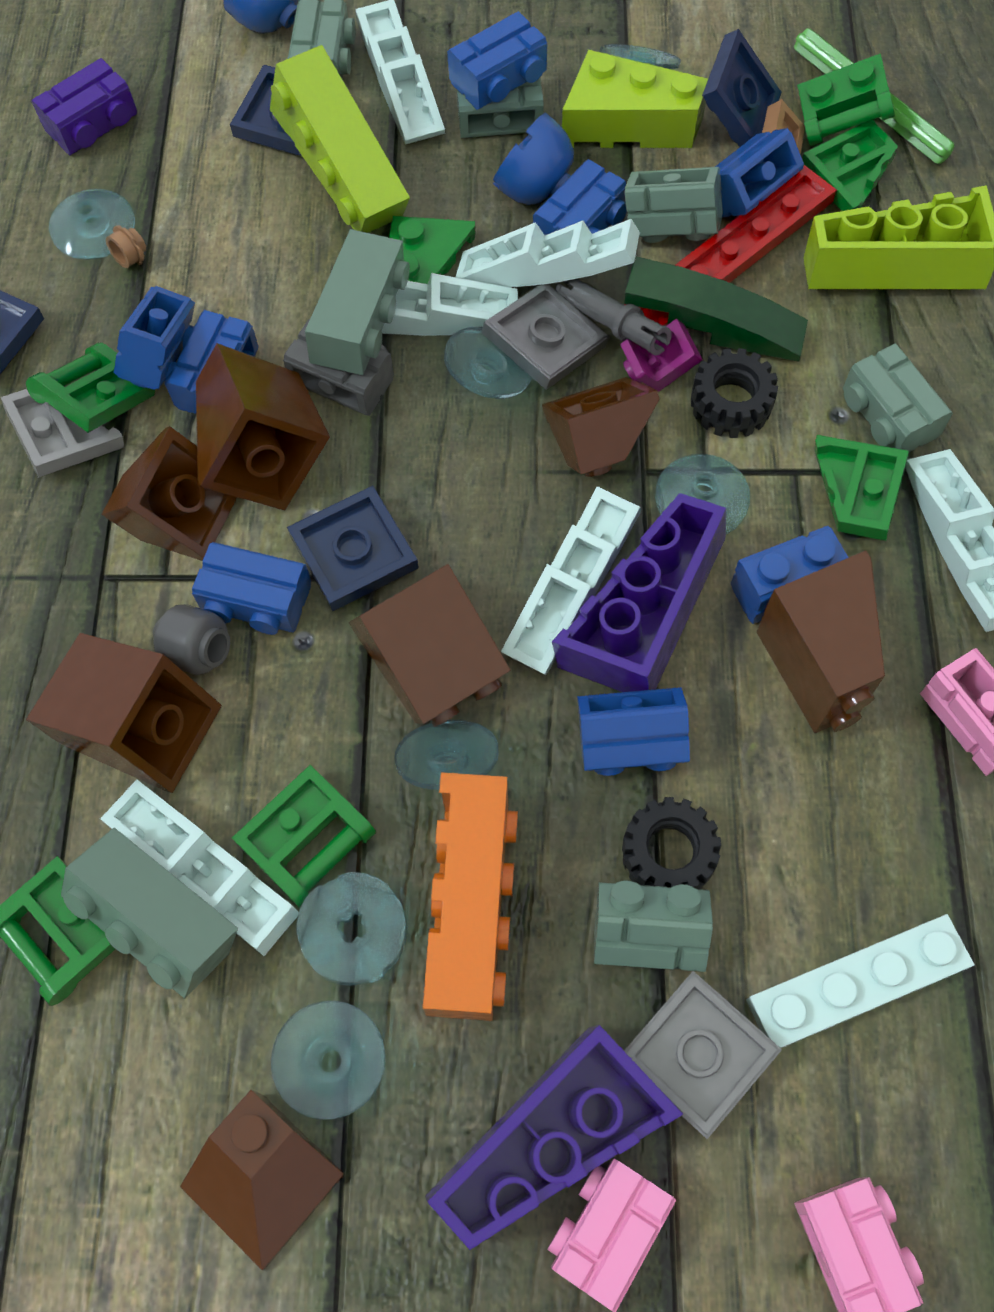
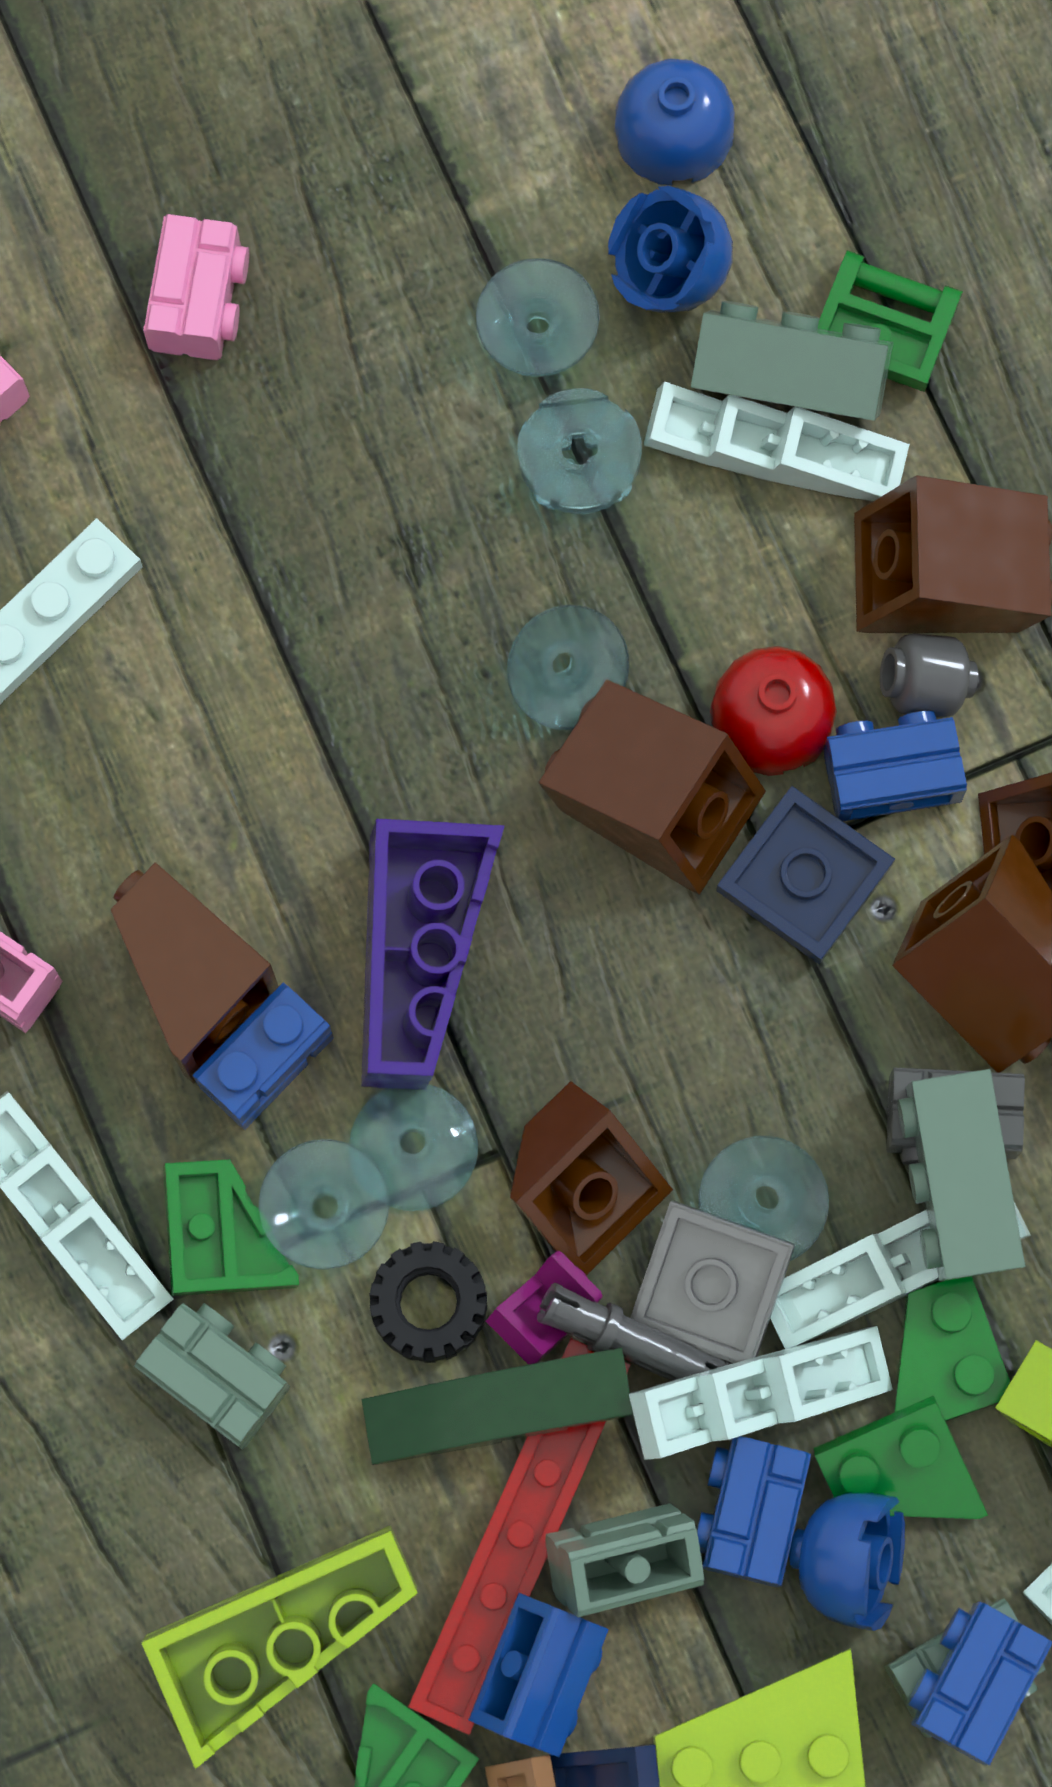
camera: 155 degrees right, 10 degrees up
(118, 1200) = (674, 121): none -> blue cylinder
(189, 1057) = (670, 250): none -> blue cylinder
(260, 1178) = (549, 199): reddish brown slope -> none
(292, 823) = (700, 528): green plate -> none
(312, 668) = (775, 709): none -> red cylinder
(468, 898) = (467, 521): orange wedge -> none
(480, 205) = (904, 1458): none -> green wing
(560, 1130) = (281, 346): dark purple wedge -> none
(571, 578) = (522, 950): light aqua slope -> none
(634, 730) = (372, 778): blue brick -> none
(652, 926) = (267, 575): sand green brick -> none
(676, 817) = (271, 639): black tyre -> none
(702, 1053) = (170, 482): flat silver plate -> none
(787, 455) = (318, 1171): none -> clear light blue dish

